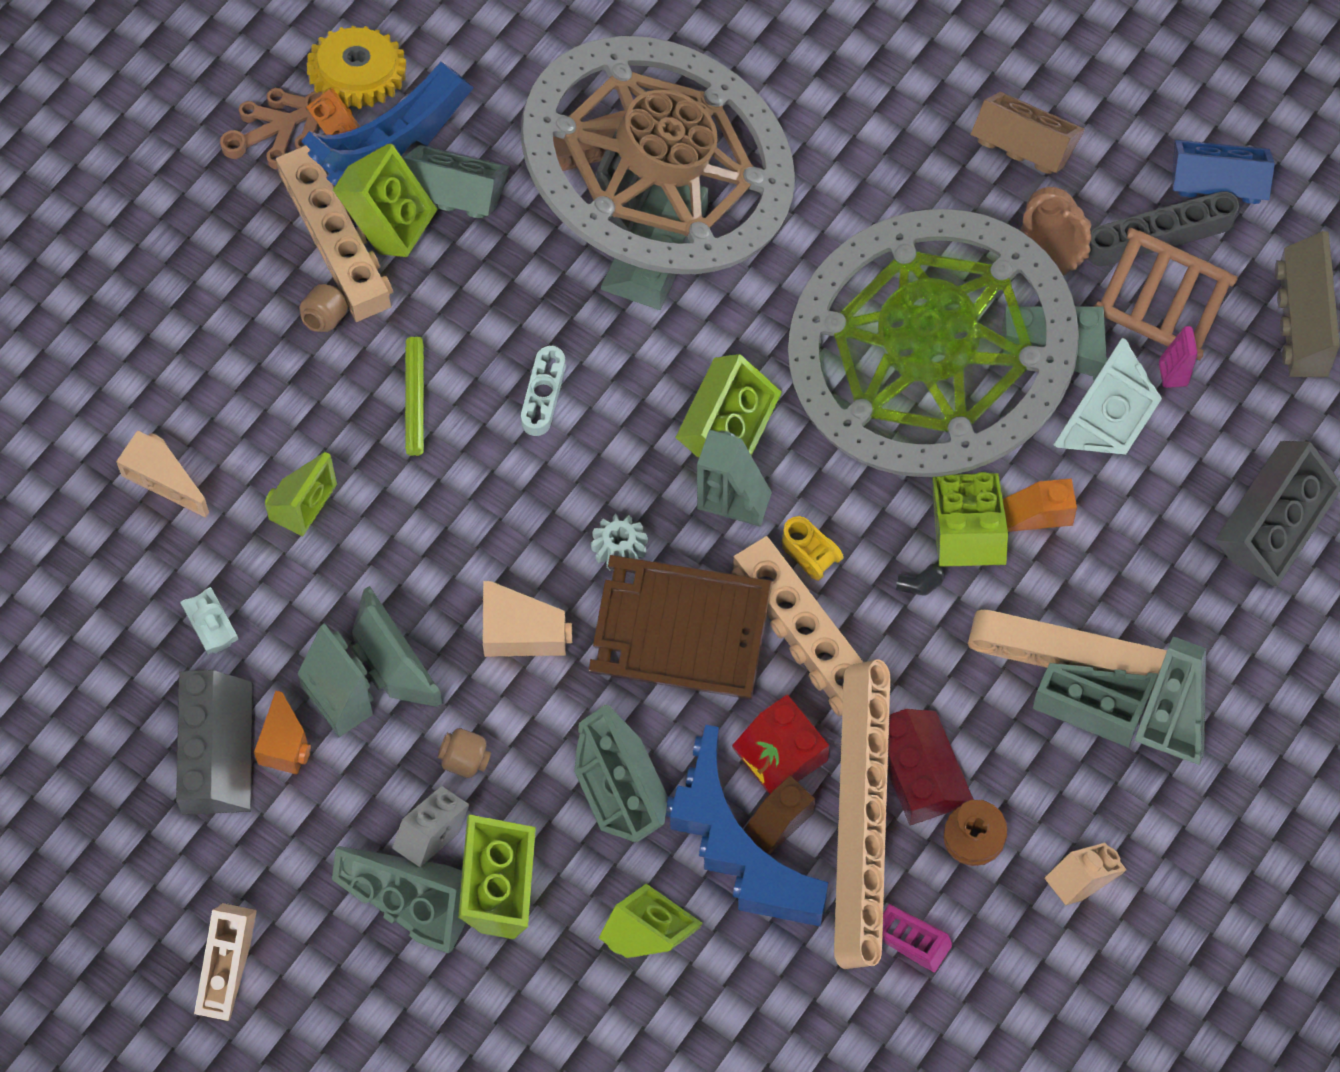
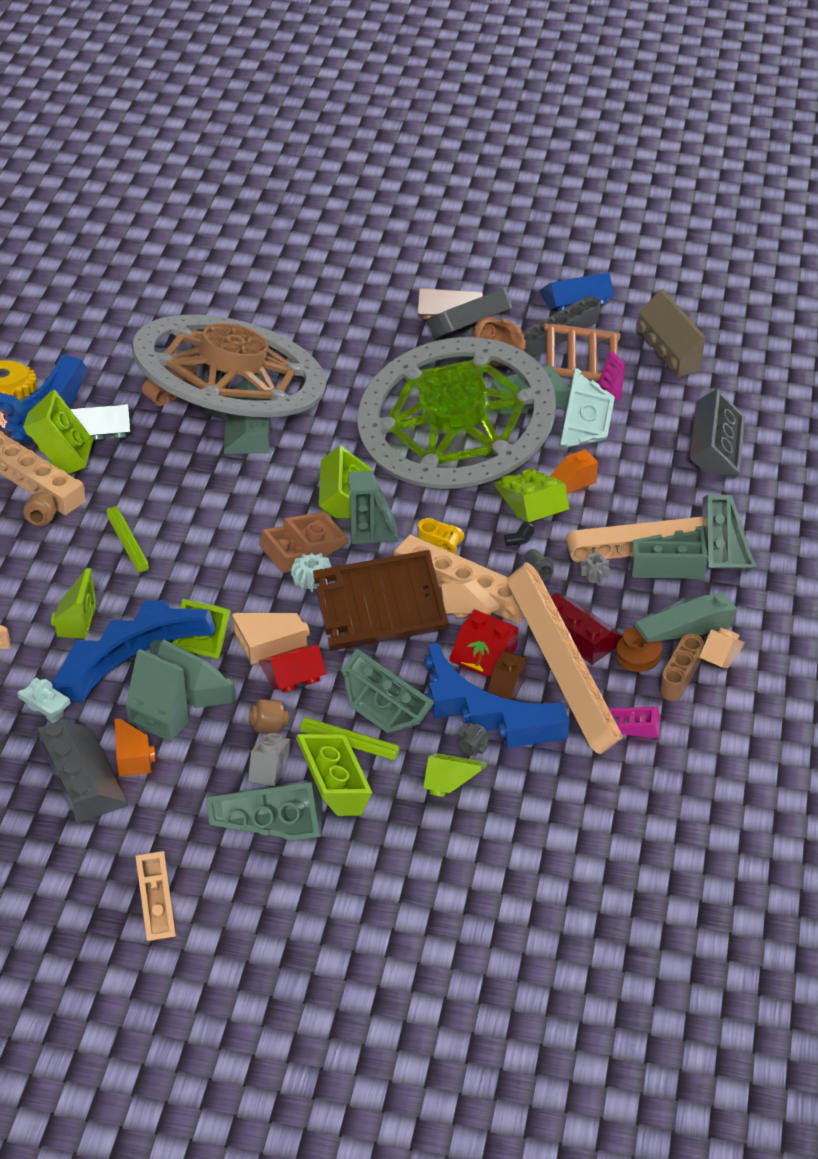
camera: 25 degrees left, 20 degrees down
(334, 568) = (122, 639): none -> blue arch
(441, 581) = (210, 644): none -> lime slope
(527, 687) = (294, 667): none -> red slope
(547, 403) = (211, 519): light aqua beam -> none
(550, 822) = (355, 739): none -> lime axle
(632, 483) = (301, 536): none -> nougat slope
(694, 888) = (472, 739): none -> dark grey gear
(791, 670) = (464, 596): none -> light nougat slope
(918, 642) = (540, 563): none -> dark grey cone
(987, 669) = (595, 568): none -> light grey gear
(1009, 895) = (681, 667): none -> medium nougat beam
(1039, 169) = (469, 313): none -> dark grey beam
(1064, 807) = (688, 616): none -> sand green wedge

